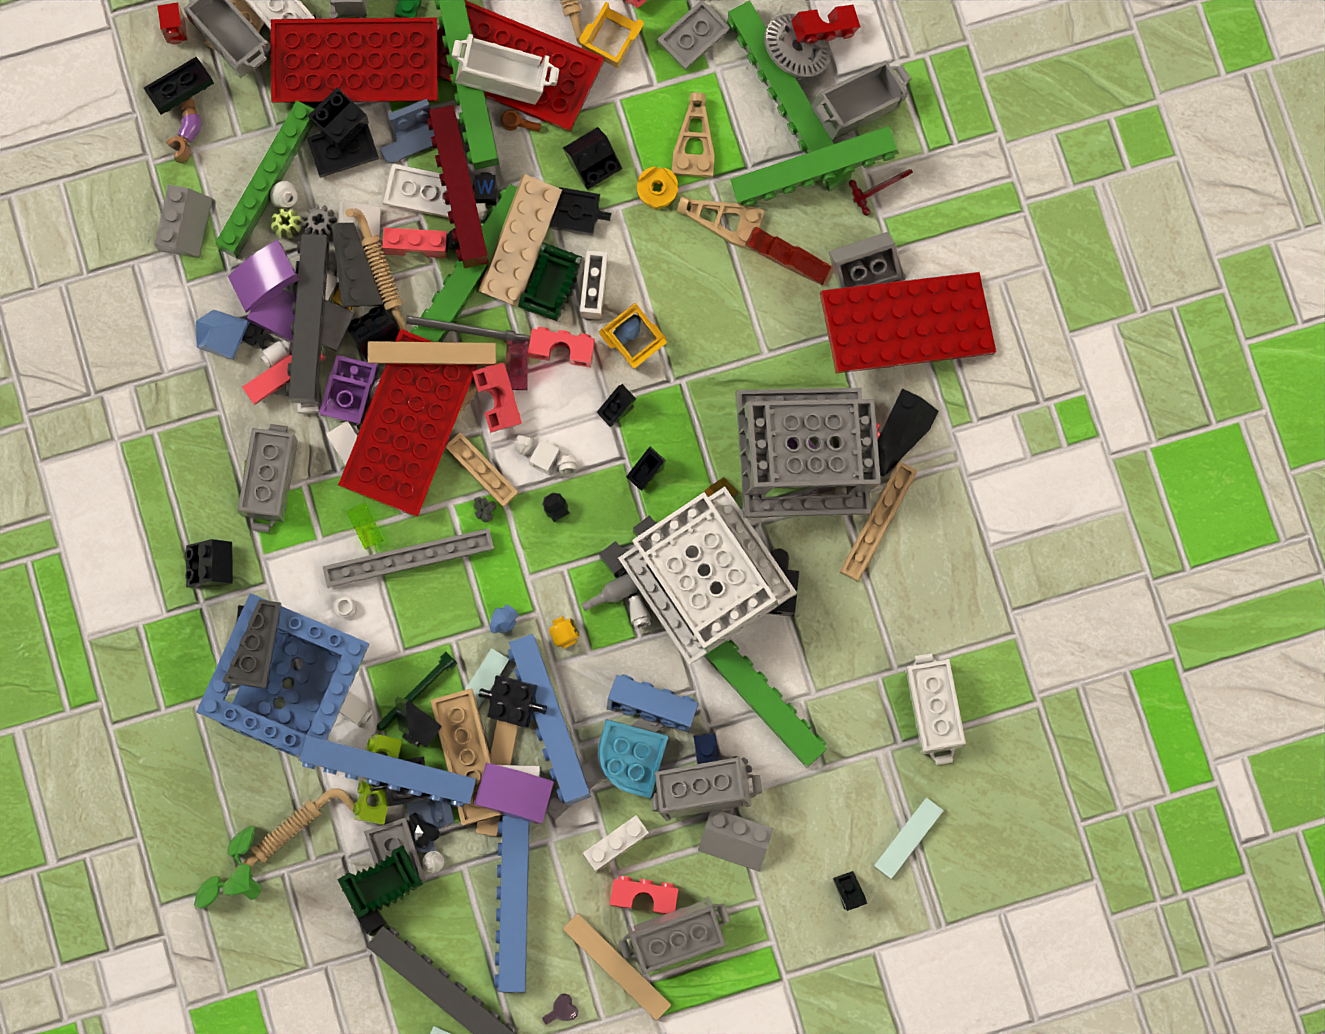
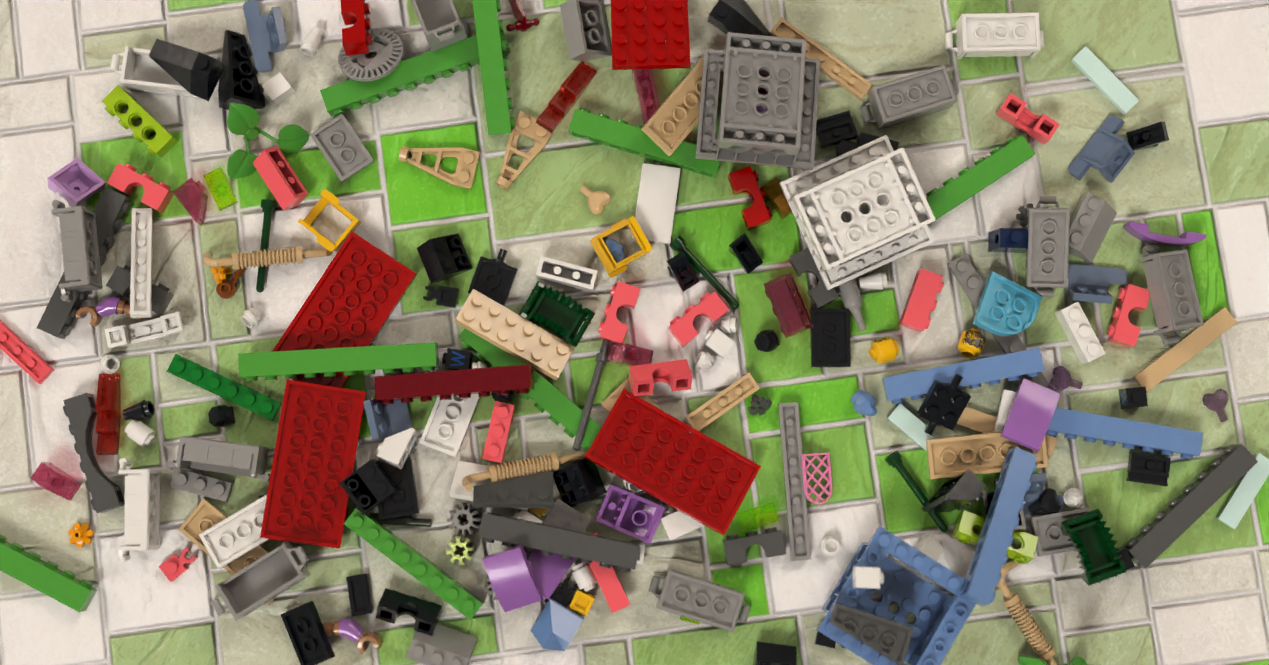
camera: 85 degrees left, 5 degrees up
(172, 23) = (245, 632): red brick -> none
(221, 166) = (395, 604): none -> black arch
(227, 131) = (359, 594): none -> black tile
(249, 356) = (581, 602): none -> yellow plate
(283, 195) = (432, 548): white cone -> none
(310, 164) = (404, 520): none -> pearl dark grey piece
(311, 632) = (867, 577): none -> white brick
(339, 542) = (736, 548): none -> dark grey arch
(382, 141) = (397, 448): none -> white slope
(408, 568) = (817, 483): none -> bright pink window
(431, 353) = (612, 431): tan tile -> none
(476, 940) = (1148, 469): none -> black plate
(502, 70) = (351, 323): white container -> none
(512, 120) = (395, 326): dark orange plate -> none
(551, 165) = (445, 296): none -> black plate
(552, 912) = (1133, 397): none -> black brick
(555, 416) = (683, 327): none -> coral arch
(562, 834) = (1062, 379): none -> clear purple rock
(569, 574) = (830, 338): none -> black plate
(586, 726) = (971, 343): none -> yellow head
(596, 522) = (788, 305): none -> clear pink brick
(618, 662) = (921, 300): none -> coral brick
(645, 399) = (680, 245): none -> dark green piece
(651, 703) = (964, 280): medium blue wedge -> none
(654, 198) = (485, 193): yellow plate -> none
(675, 851) = (1092, 282): none -> sand blue plate
(681, 305) = (596, 199): none -> tan rock
(688, 369) = (657, 201): none -> white tile
(694, 476) = (746, 182): none -> red arch
(741, 898) = (1141, 232): none -> medium lavender slope
(752, 333) = (633, 140): none -> bright green brick
(784, 369) = (678, 112): none -> tan plate
(799, 339) = (645, 92): none -> clear pink brick
(800, 546) = (834, 129): none -> black plate
(825, 846) = (1103, 152): none -> sand blue plate
(846, 753) = (1015, 113): none -> coral arch
(849, 622) = (910, 97): none -> light grey container

